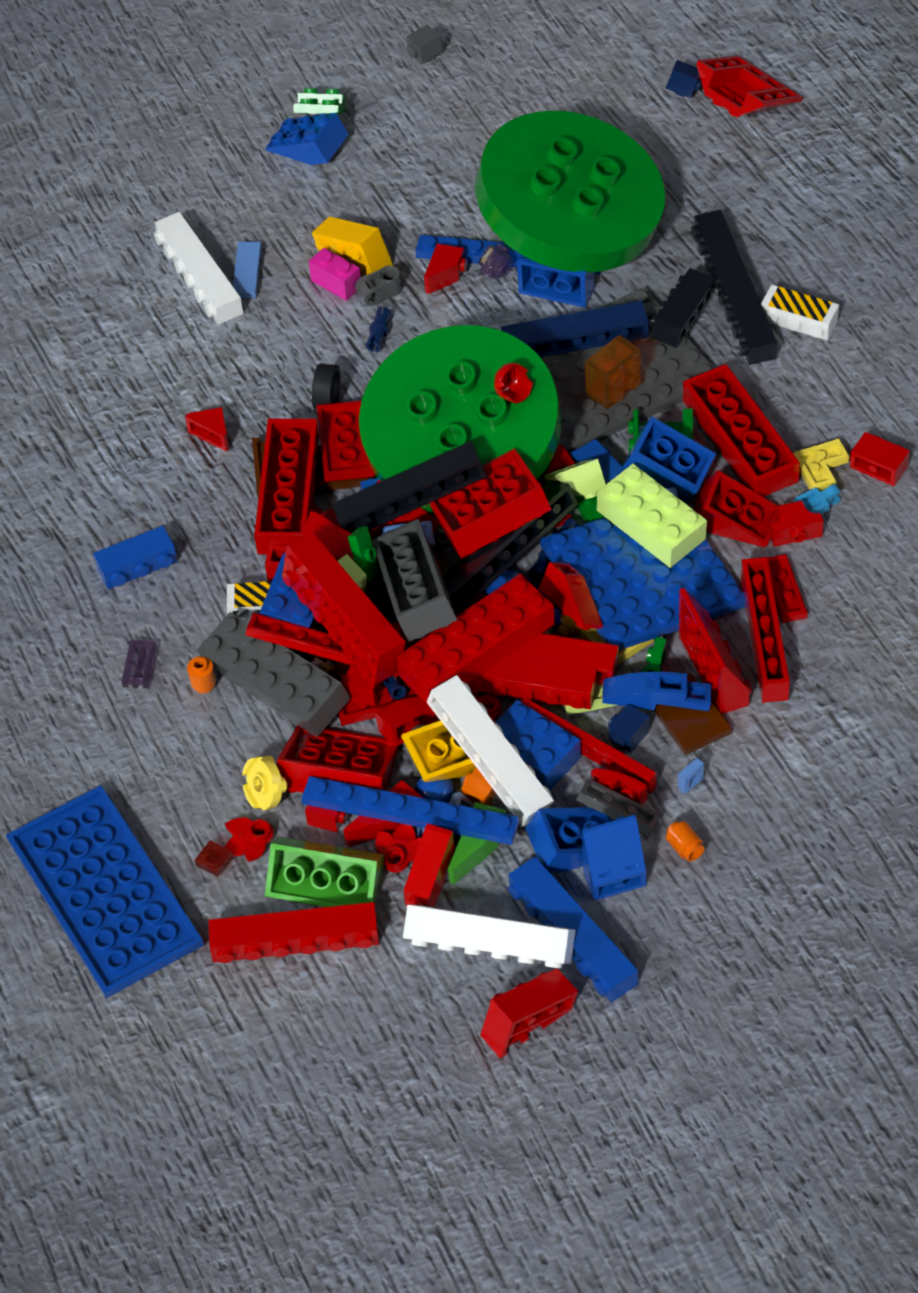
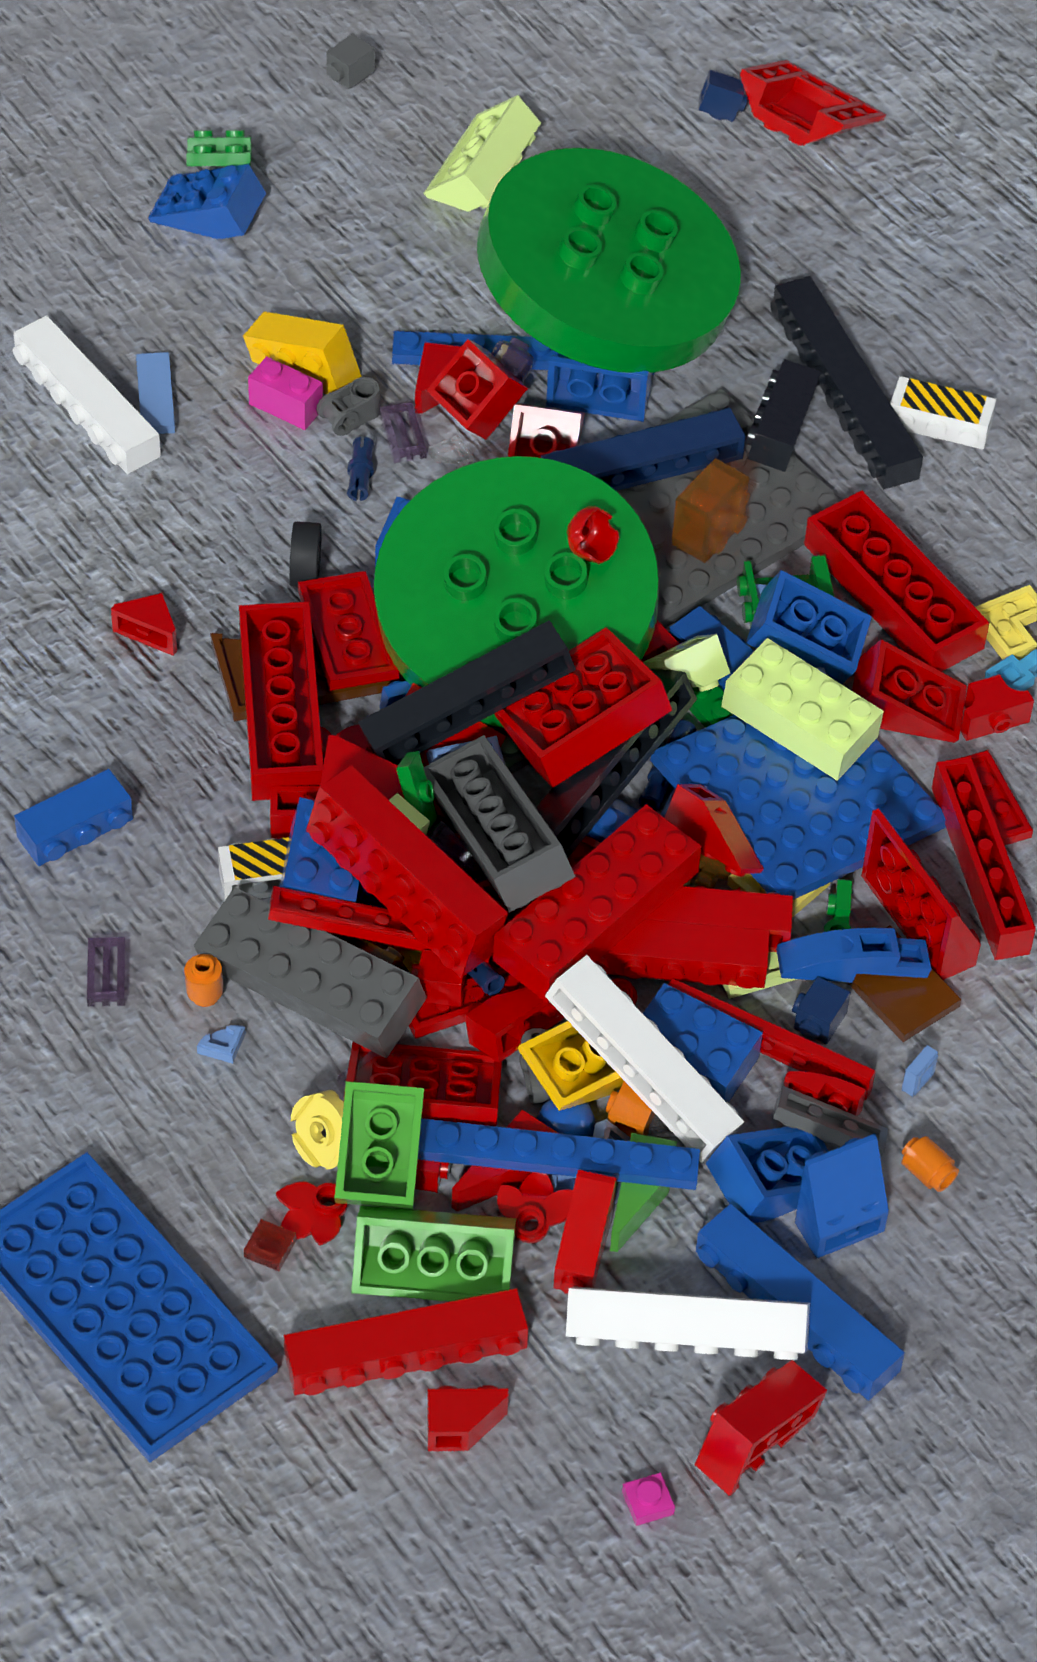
camera: 15 degrees left, 0 degrees up
(209, 719) = (222, 1043): none -> medium blue tile
(293, 796) = (379, 1145): none -> bright green slope
(323, 986) = (463, 1416): none -> red slope
(414, 319) = (407, 450): none -> clear purple tile
(442, 1055) = (648, 1499): none -> dark pink plate
(466, 278) = (477, 389): none -> red brick
(509, 308) = (543, 430): none -> slope
(516, 100) = (484, 155): none -> yellowish green slope

